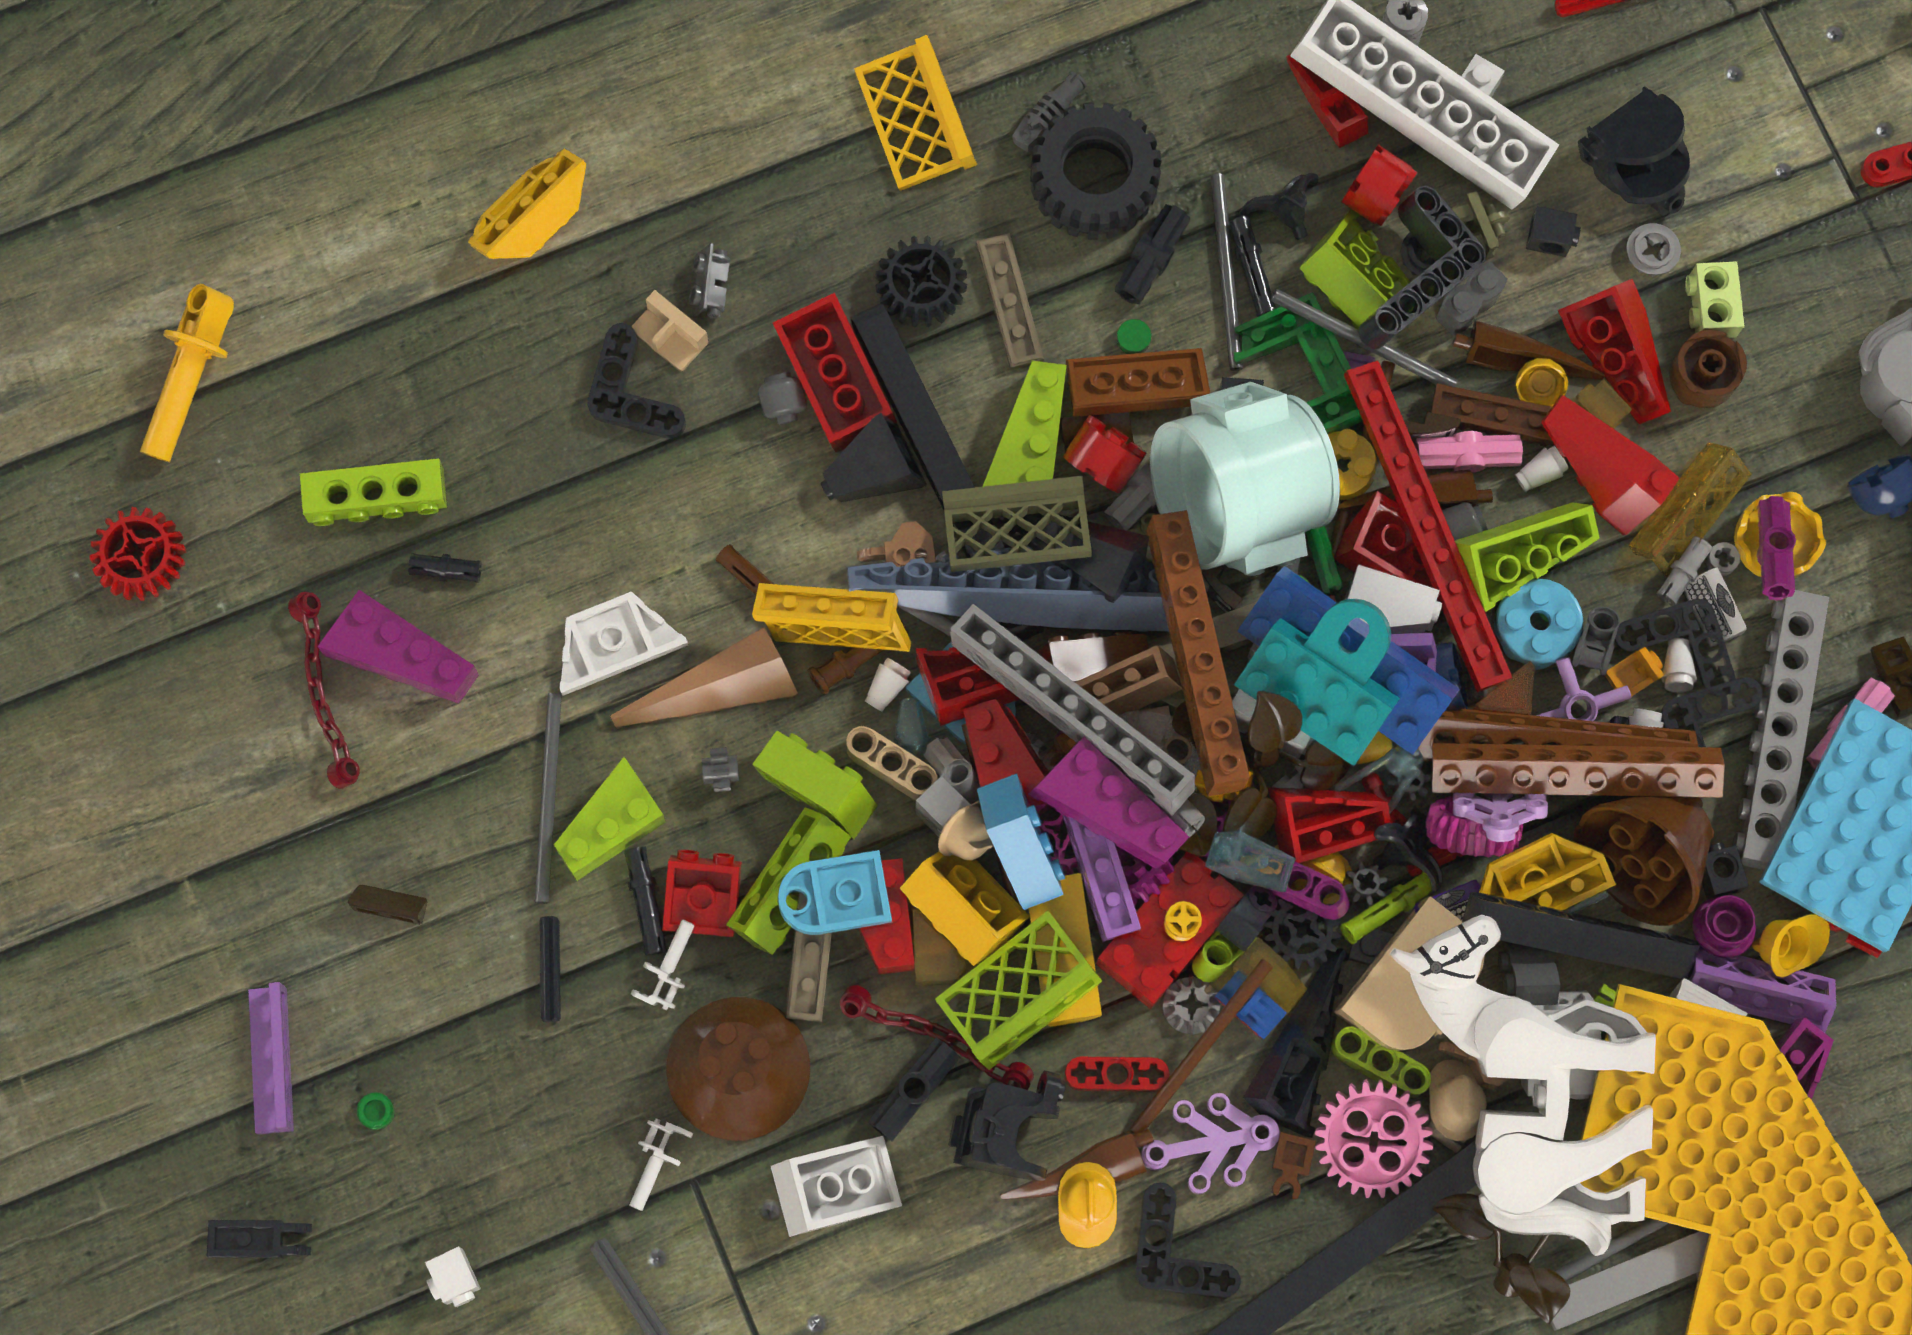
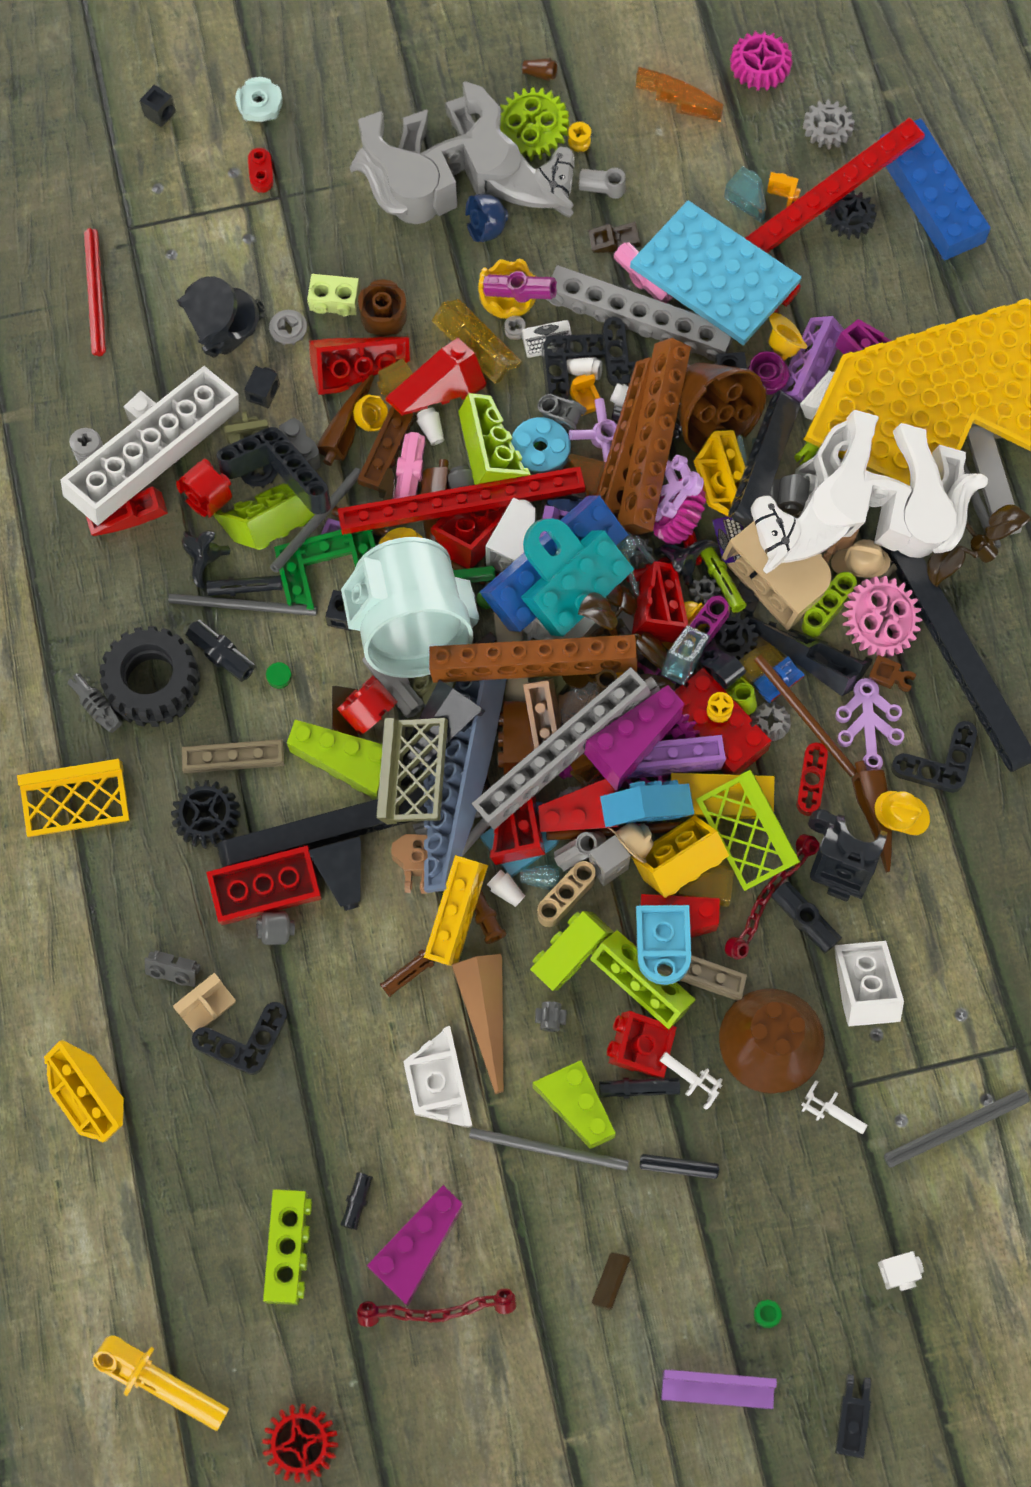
camera: 75 degrees left, 5 degrees down
(1136, 381) = (315, 675): dark orange tile -> none
(1684, 571) = (520, 351): light grey pin -> none

